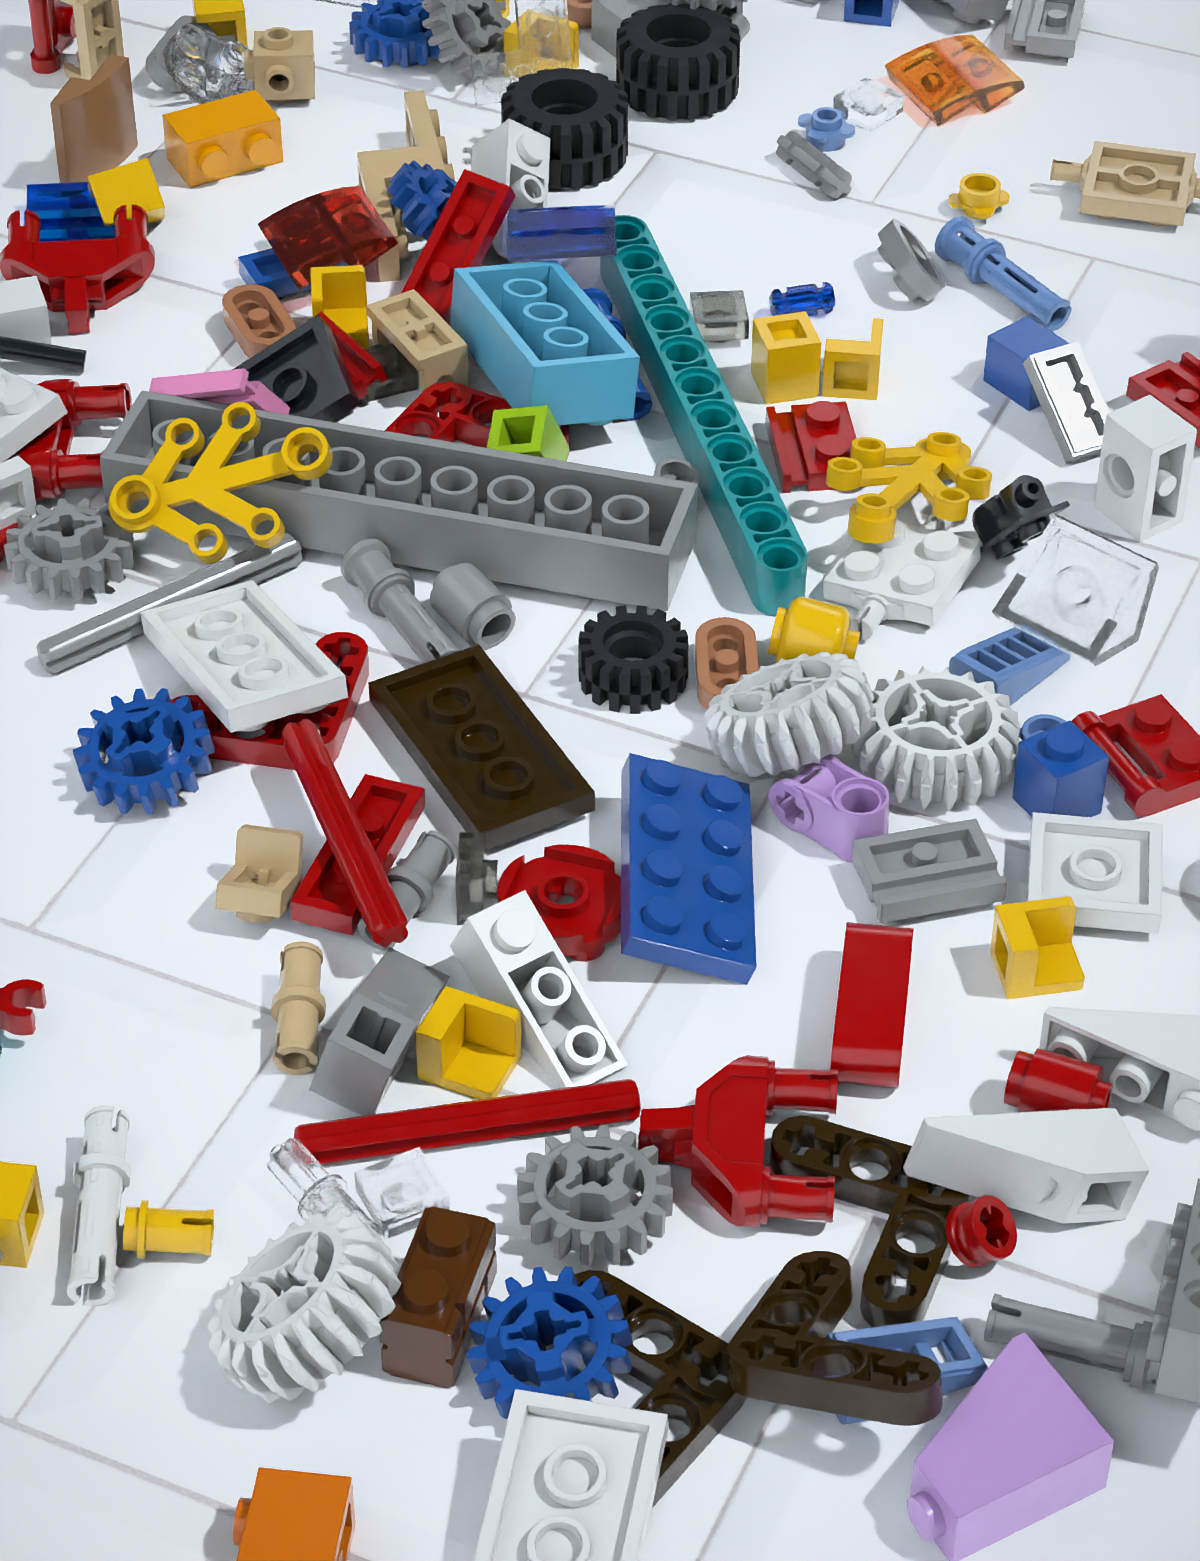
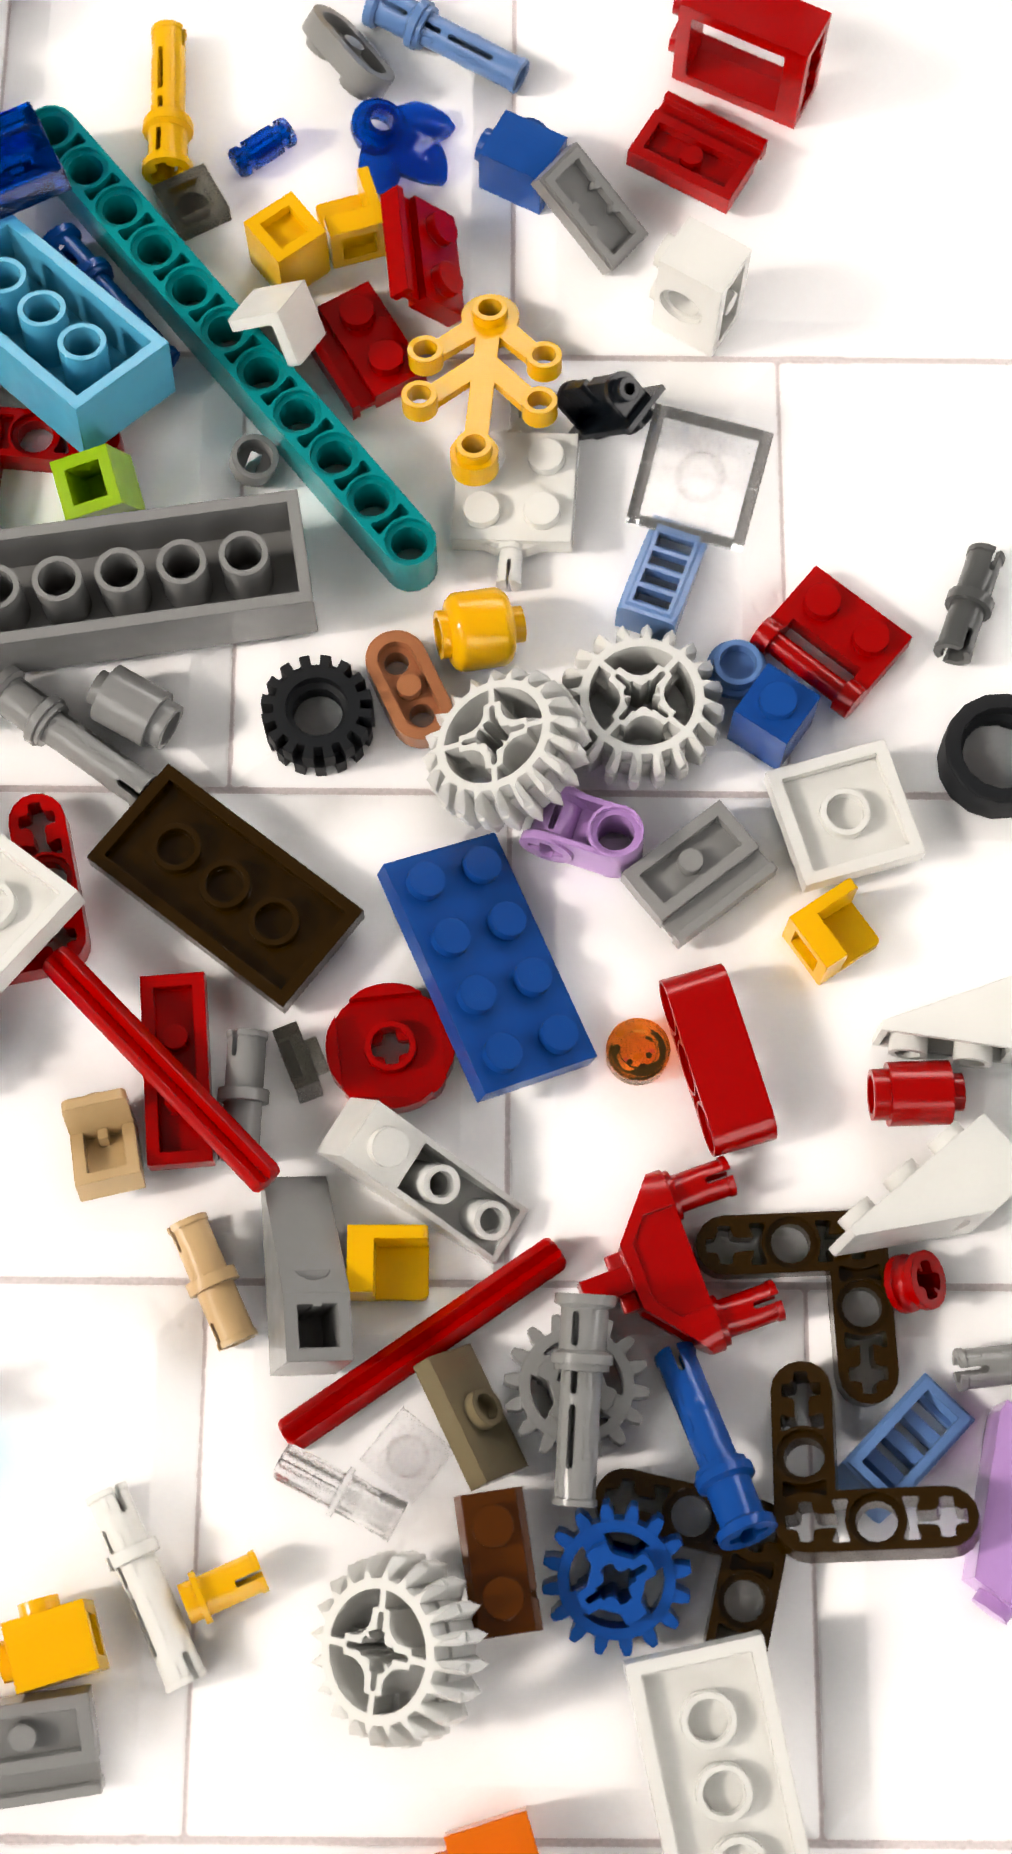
camera: 25 degrees left, 30 degrees up
(481, 1173) = (470, 1416): none -> dark tan plate
(604, 1141) = (582, 1361): none -> light grey pin
(701, 1291) = (723, 1473): none -> blue pin
(728, 264) = (167, 124): none -> yellow pin
(754, 386) = (285, 316): none -> white panel
(799, 984) = (637, 1051): none -> clear orange tile
(902, 391) = (422, 256): none -> red plate
(926, 328) = (407, 148): none -> clear blue plate

